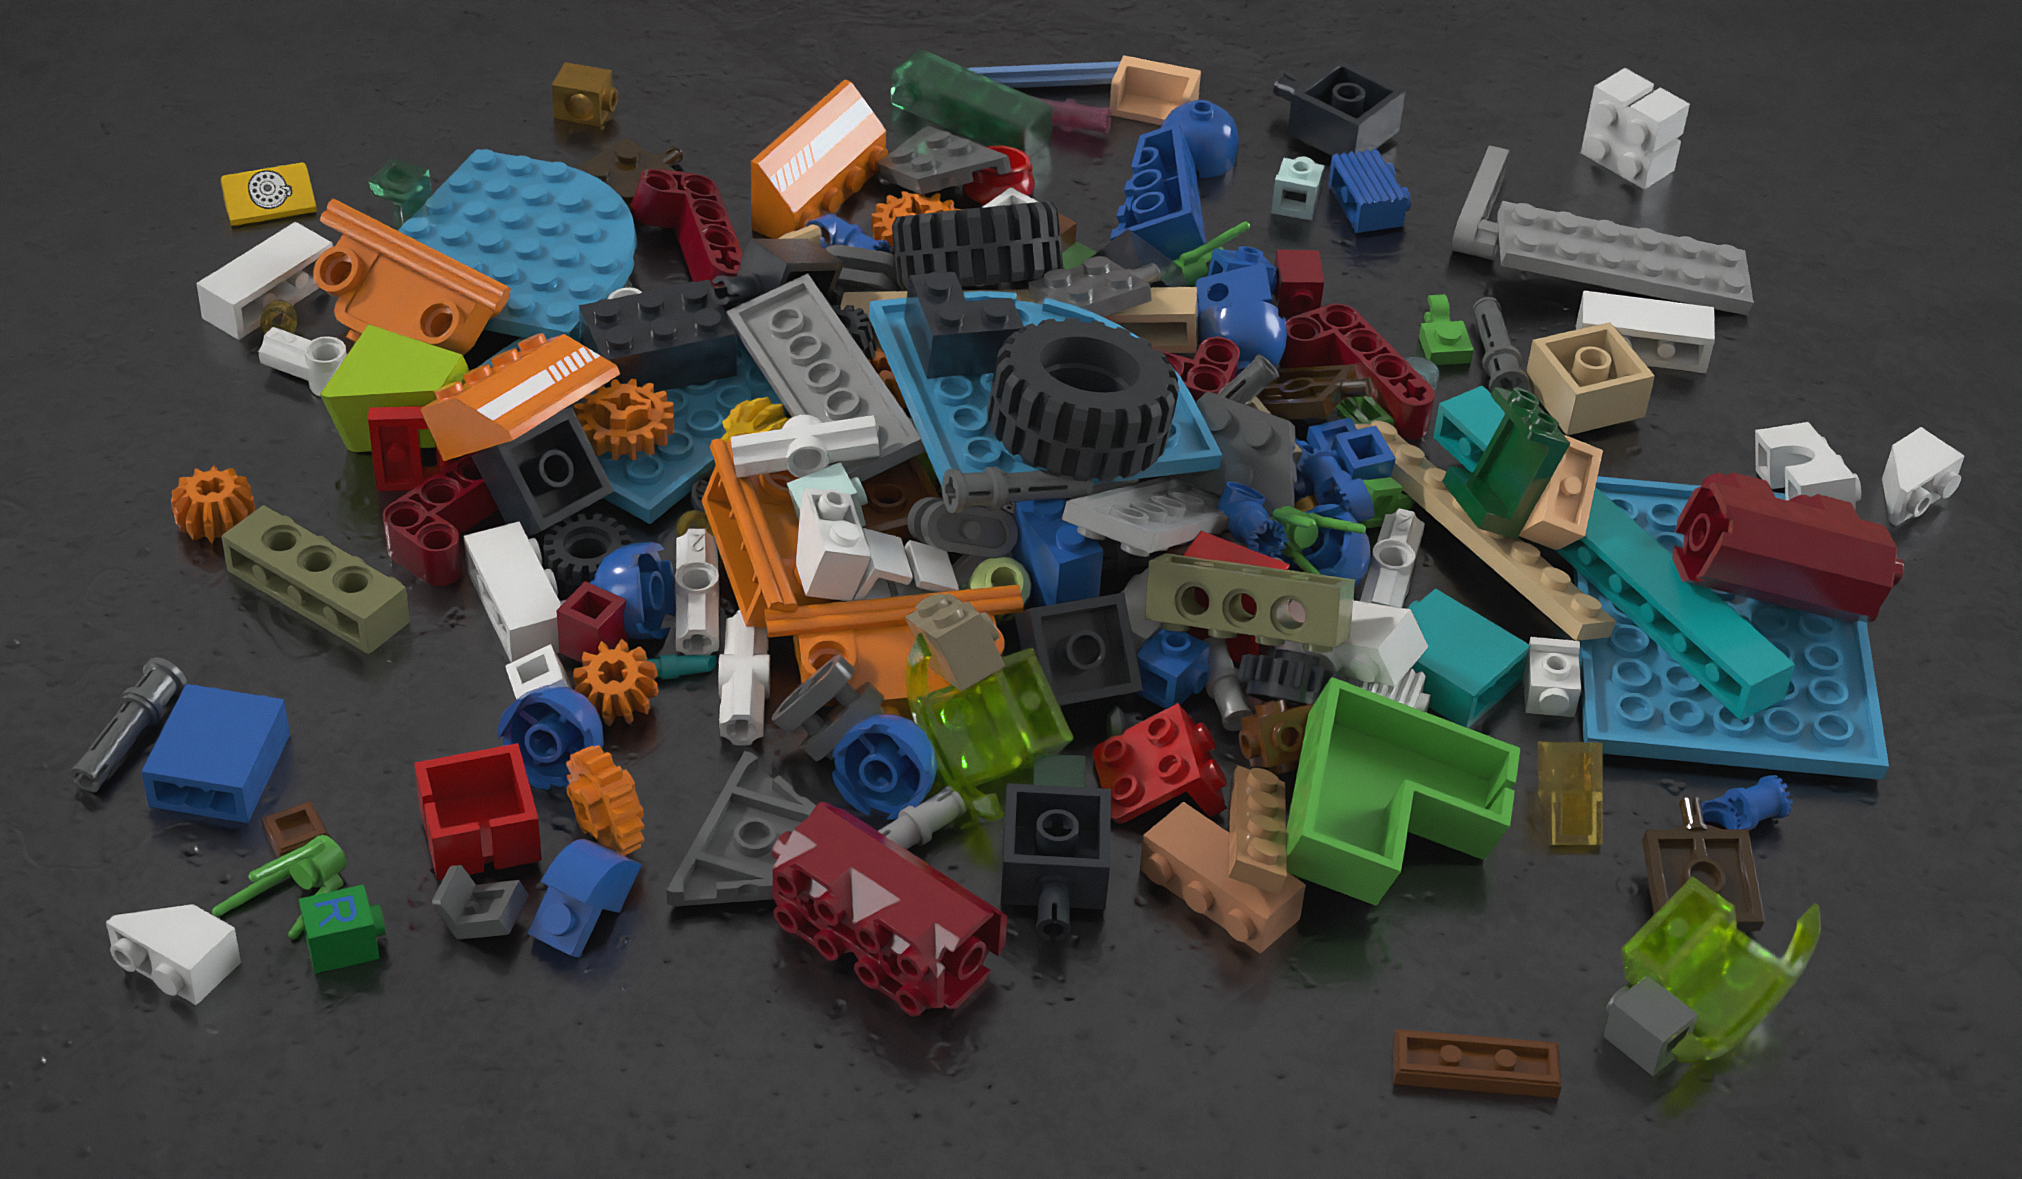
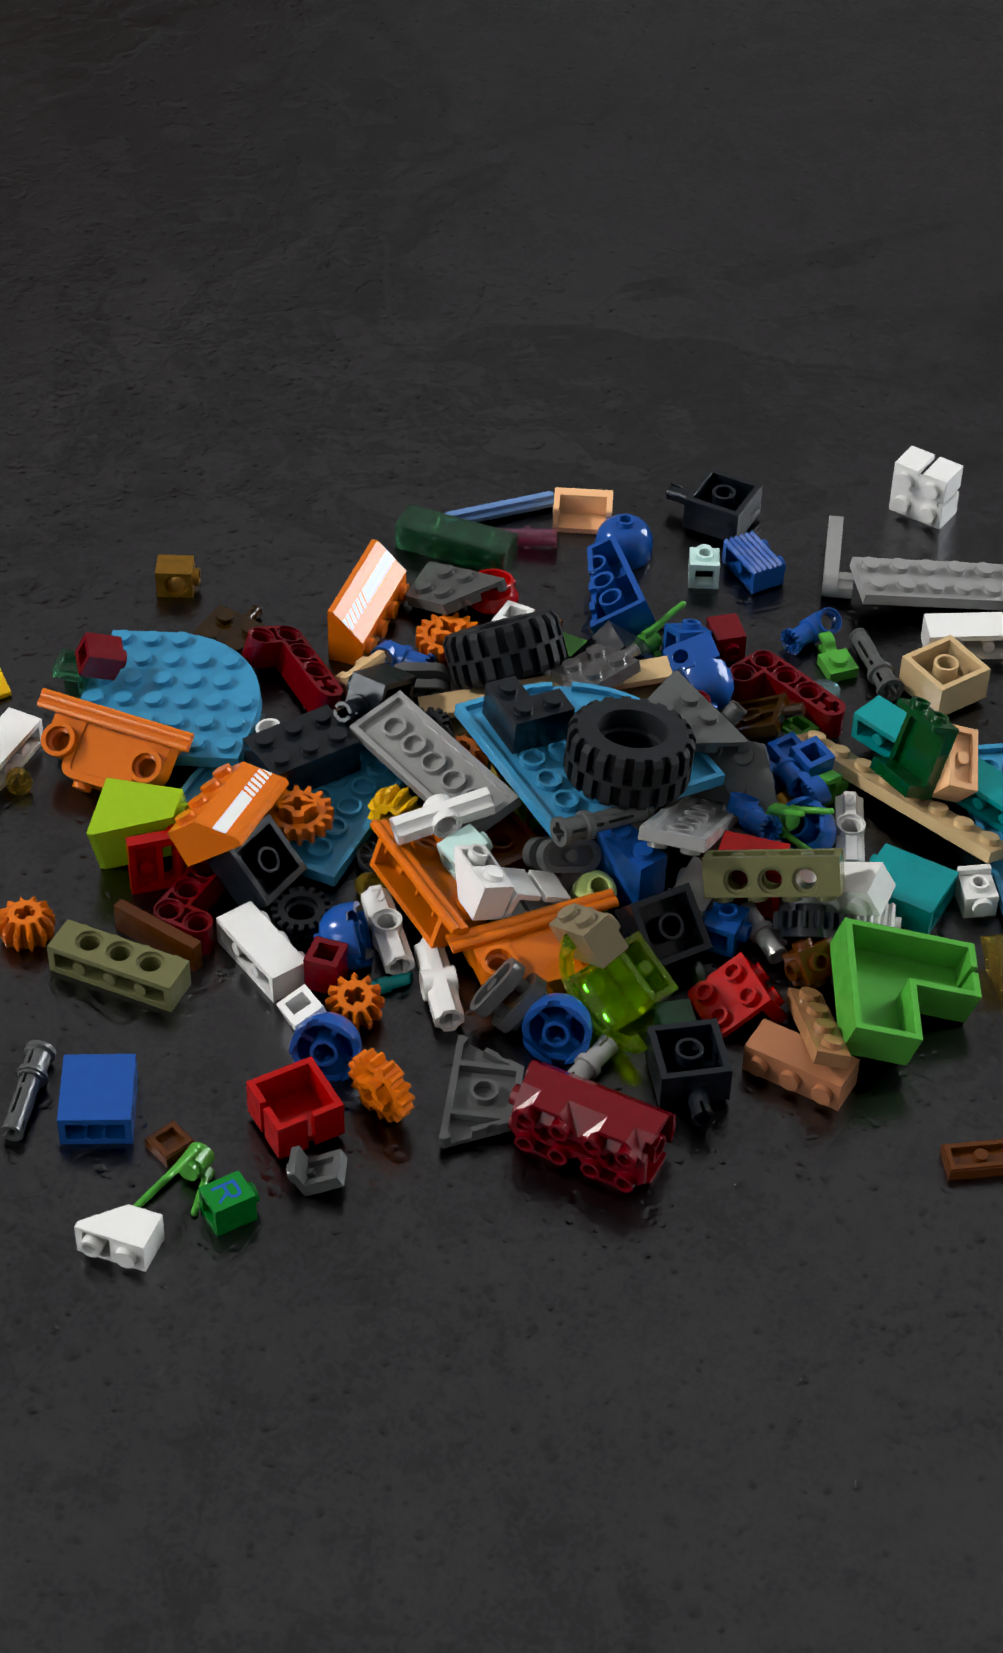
camera: 10 degrees left, 0 degrees up
(303, 358) = (64, 808): white piece -> none
(383, 547) = (157, 933): none -> reddish brown tile
(434, 174) = (100, 656): none -> dark red brick
(580, 885) = (383, 1146): blue brick -> none
(1204, 370) = (707, 723): none -> dark grey wing
(1415, 290) = (808, 630): none -> blue connector

